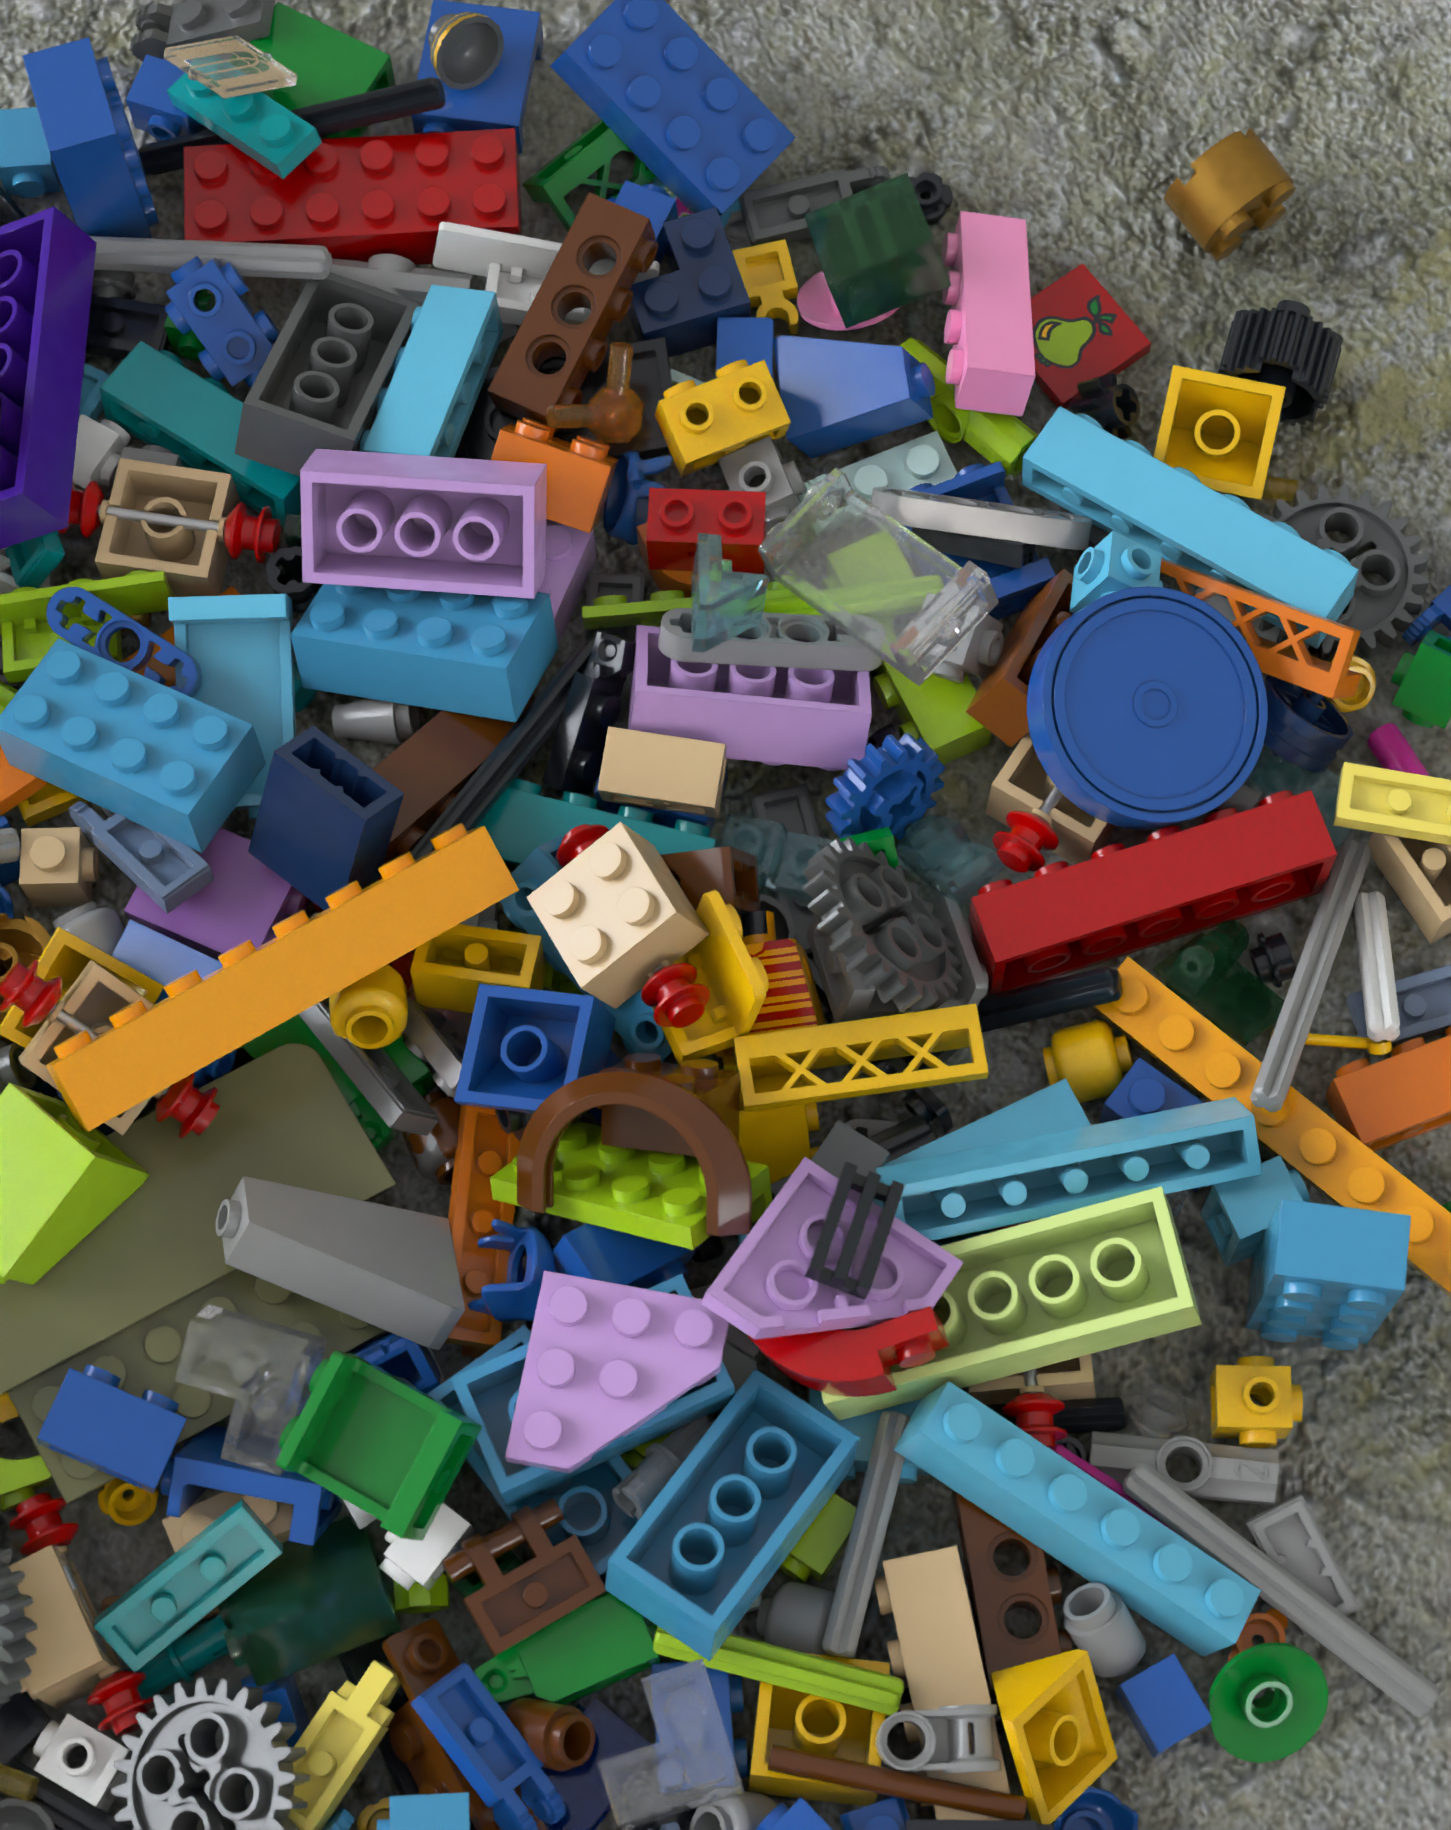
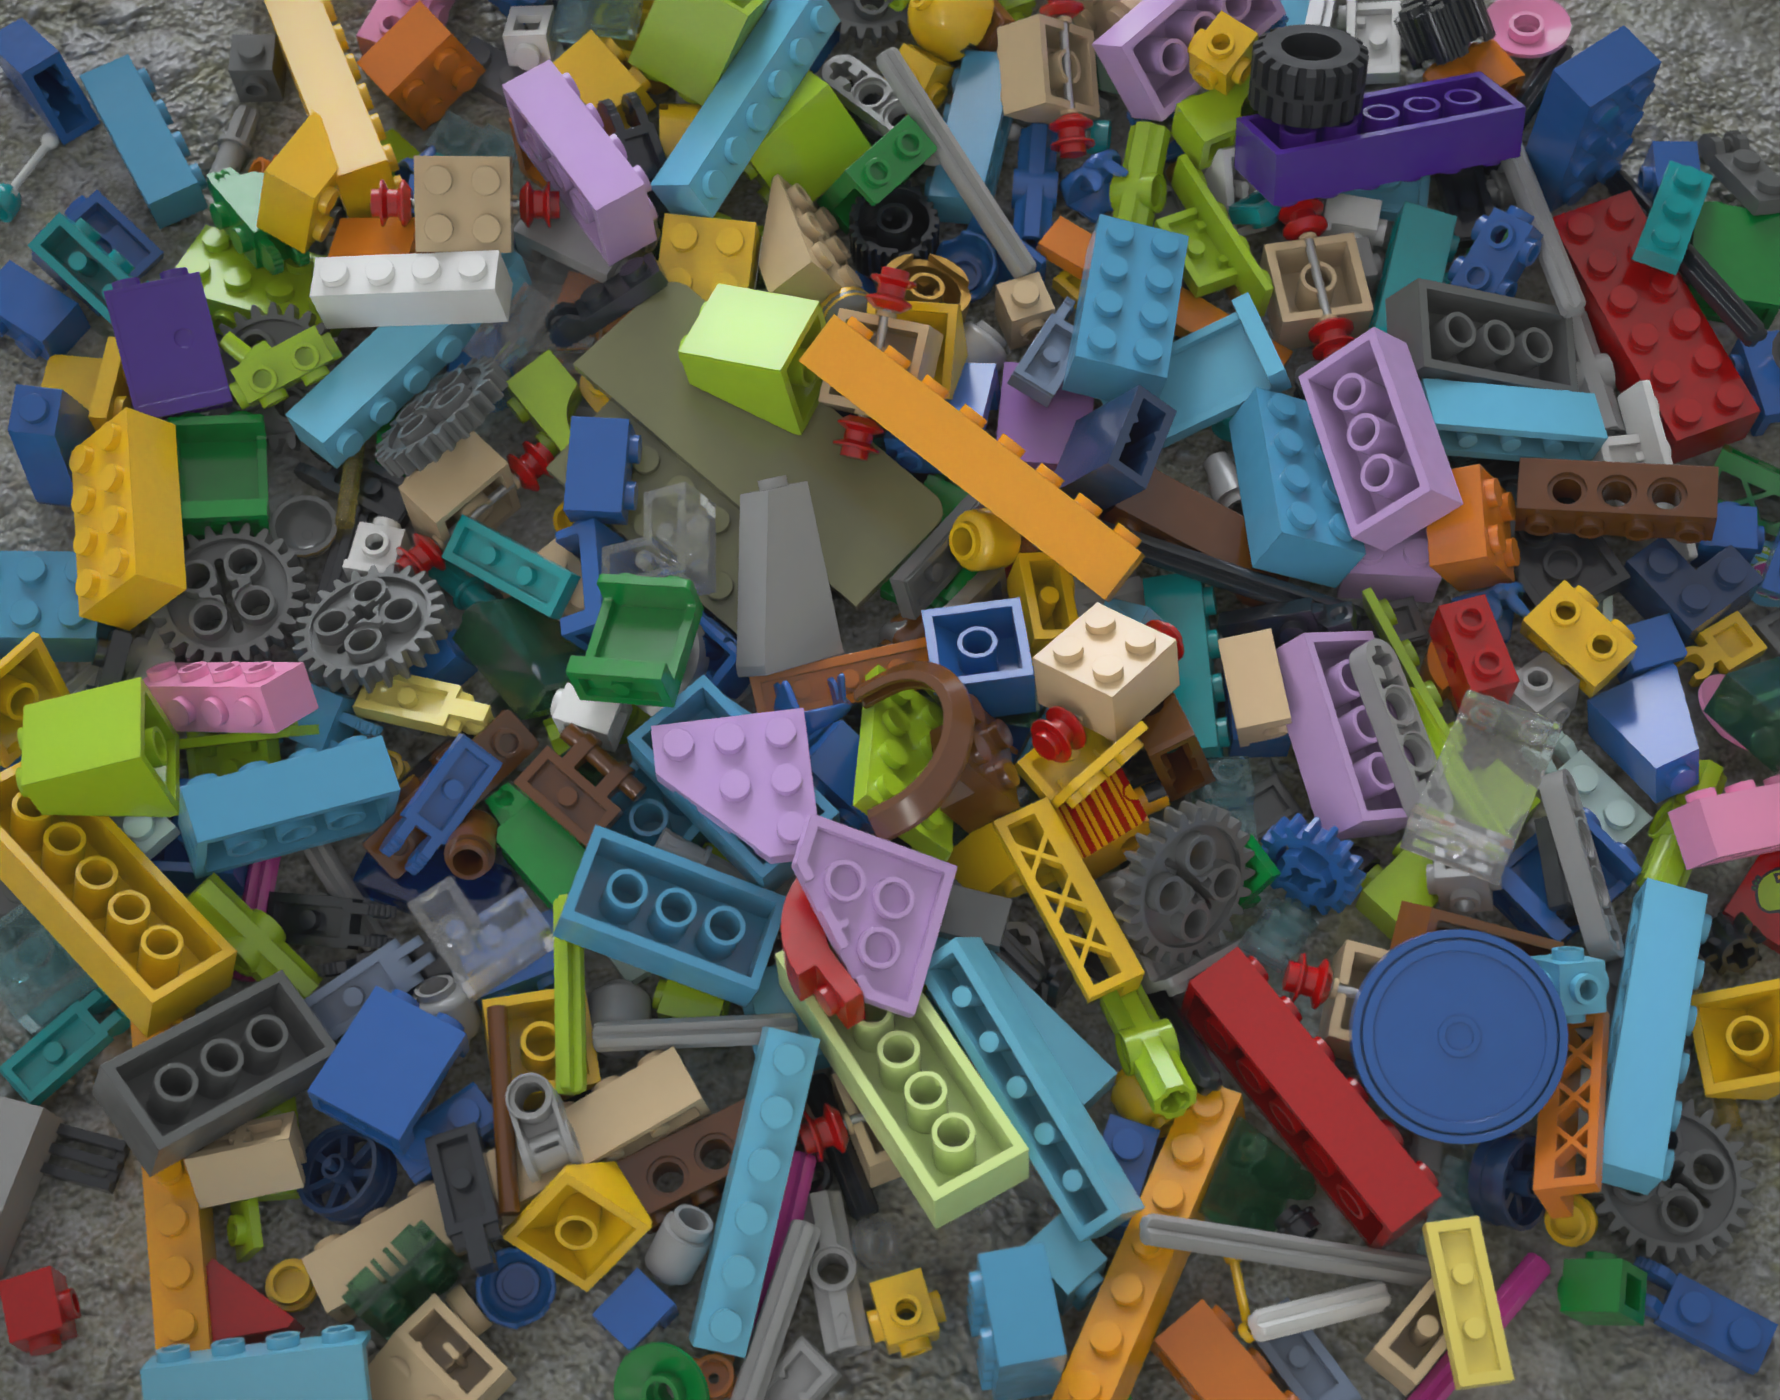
camera: 70 degrees right, 5 degrees down
(96, 609) = (1196, 265): blue beam -> none
(230, 66) = (1708, 191): clear piece -> none
(614, 411) = (1545, 556): clear orange piece -> none
(722, 600) = (1410, 671): clear light blue slope -> none
(870, 1189) = (948, 918): black tile -> none
(1053, 1034) = (1149, 1051): none -> lime piece

